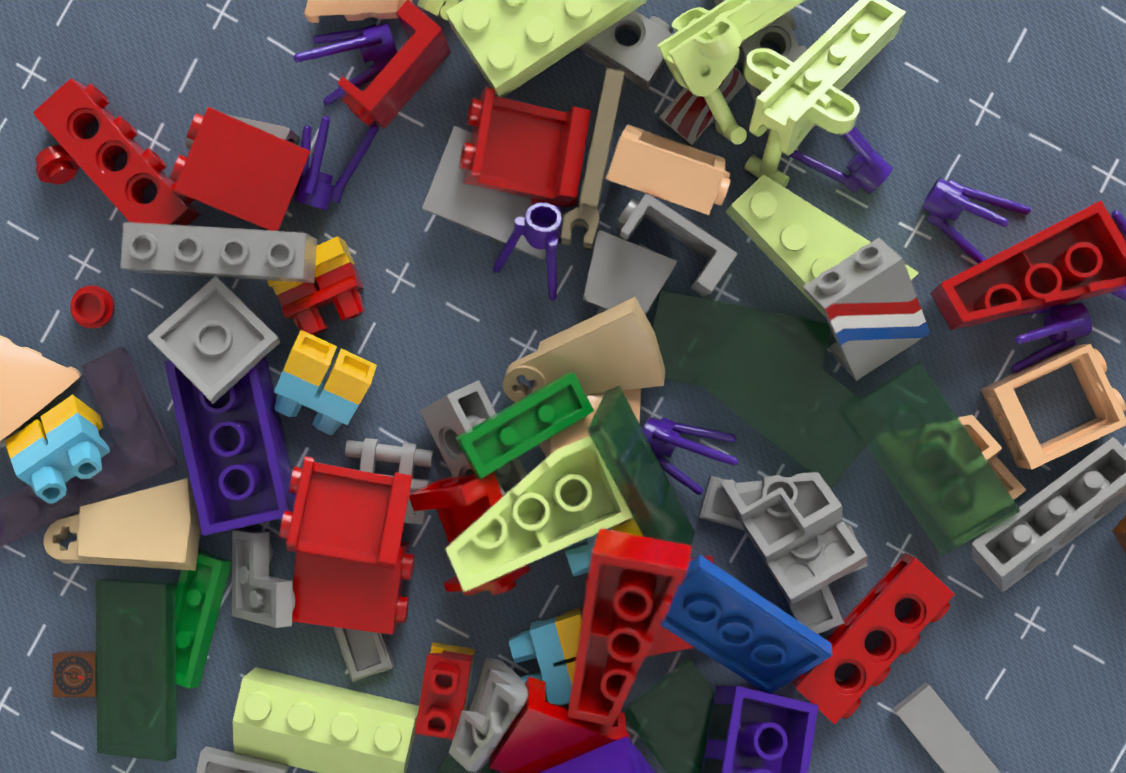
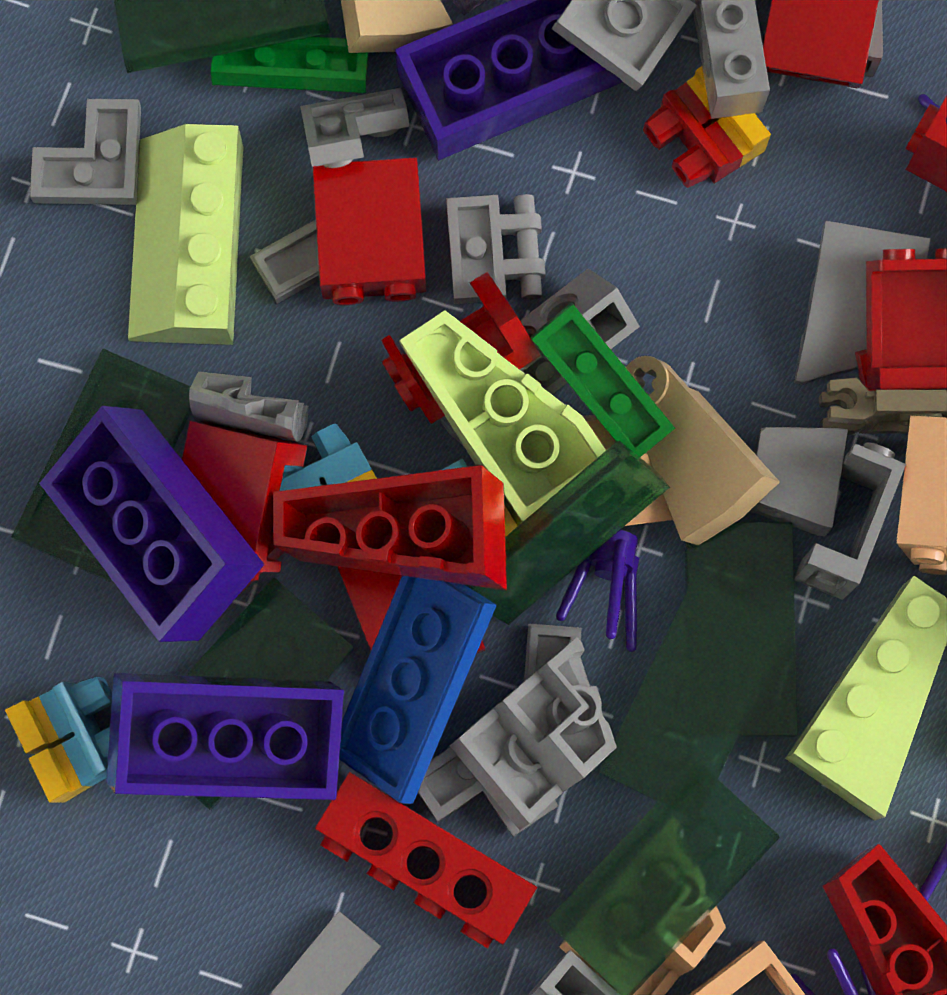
camera: 70 degrees right, 10 degrees down
(303, 385) = (603, 127): hips -> none
(315, 186) = (821, 102): dark purple plant -> none
(346, 513) = (453, 202): red panel -> none
(444, 690) = (270, 356): red hips -> none
(542, 231) = (833, 357): dark purple plant -> none
(869, 308) = (827, 763): light grey panel -> none

